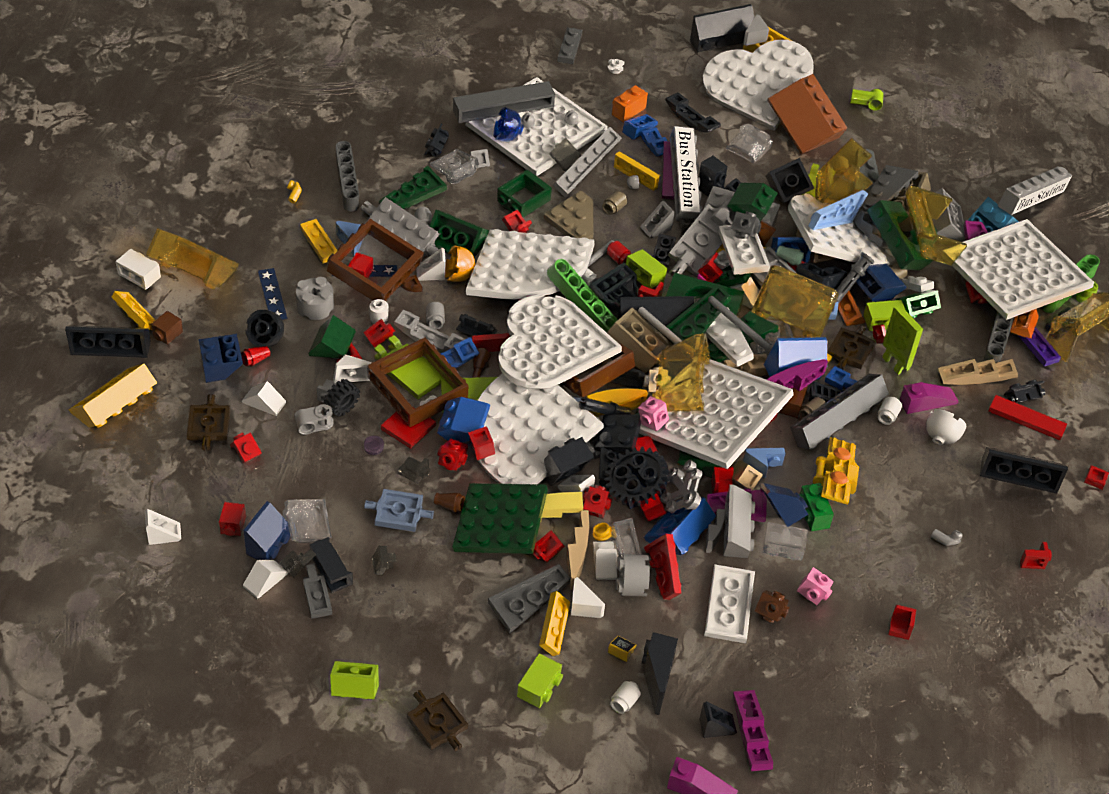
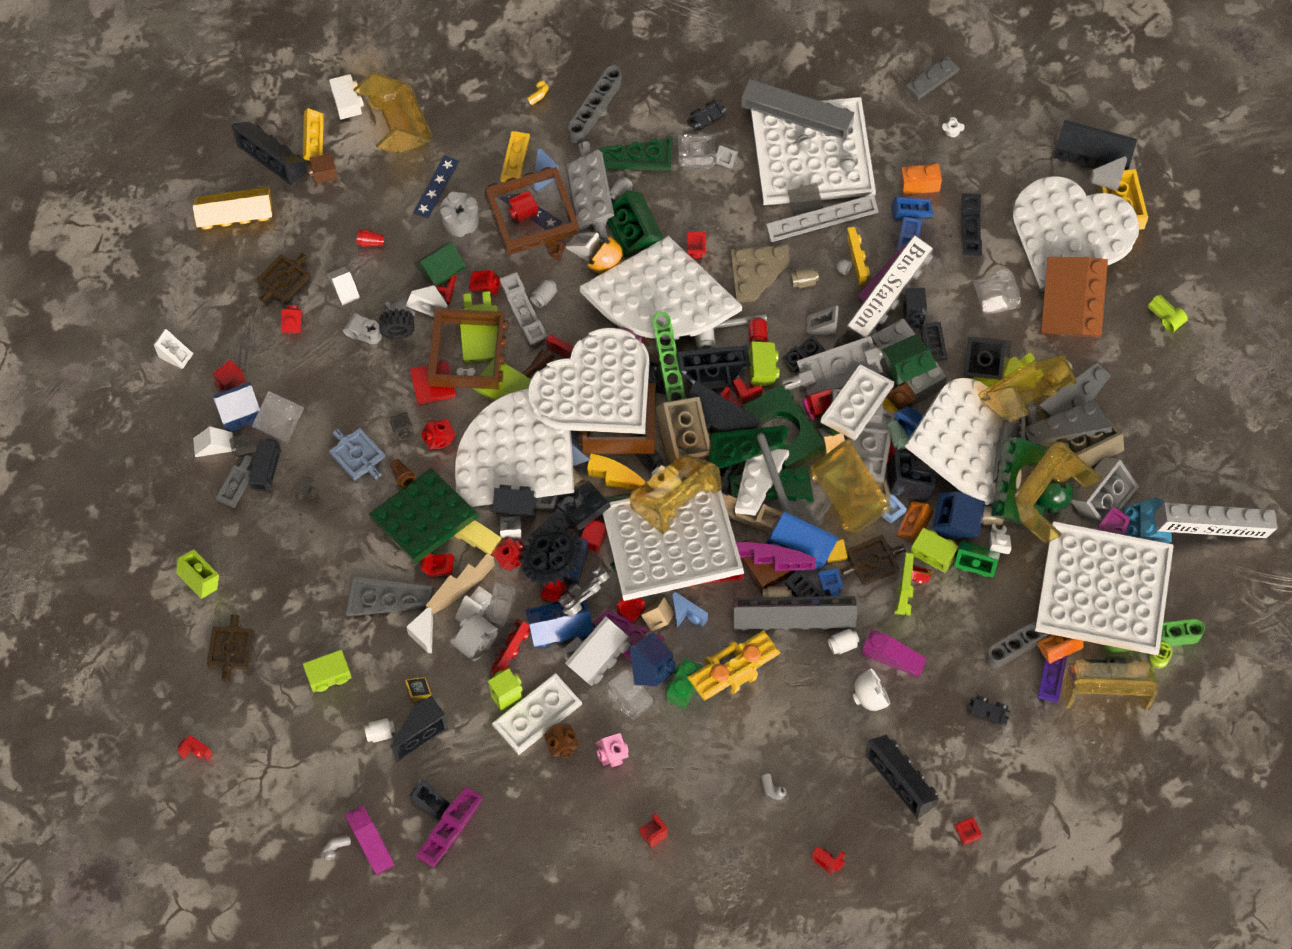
camera: 45 degrees right, 15 degrees up
(220, 356) = (337, 222): dark blue slope -> none
(264, 328) = (392, 219): black cylinder -> none
(374, 445) = (391, 382): tile -> none
(378, 311) = (498, 261): white brick -> none
(461, 353) = (523, 344): blue slope -> none
(461, 417) = (468, 408): blue slope -> none
(471, 327) = (567, 326): black hinge -> none
(482, 443) = (462, 440): red panel -> none
(508, 126) = (775, 139): clear blue cylinder -> none
(532, 183) = (730, 204): dark green window -> none
(554, 623) = (383, 633): yellow plate -> none
(602, 531) = (490, 581): yellow plate -> none
(603, 407) = (598, 480): black pin -> none
(653, 413) = (617, 508): bright pink brick -> none
(657, 324) = (708, 432): light grey bar -> none
(694, 596) = (505, 689): none -> lime brick
(746, 224) = (873, 381): dark grey brick -> none
(839, 212) = (971, 423): light blue wing -> none
(857, 271) = (942, 491): dark grey pin -> none
(977, 373) = (965, 662): tan slope -> none
(1027, 417) = (966, 734): red tile -> none

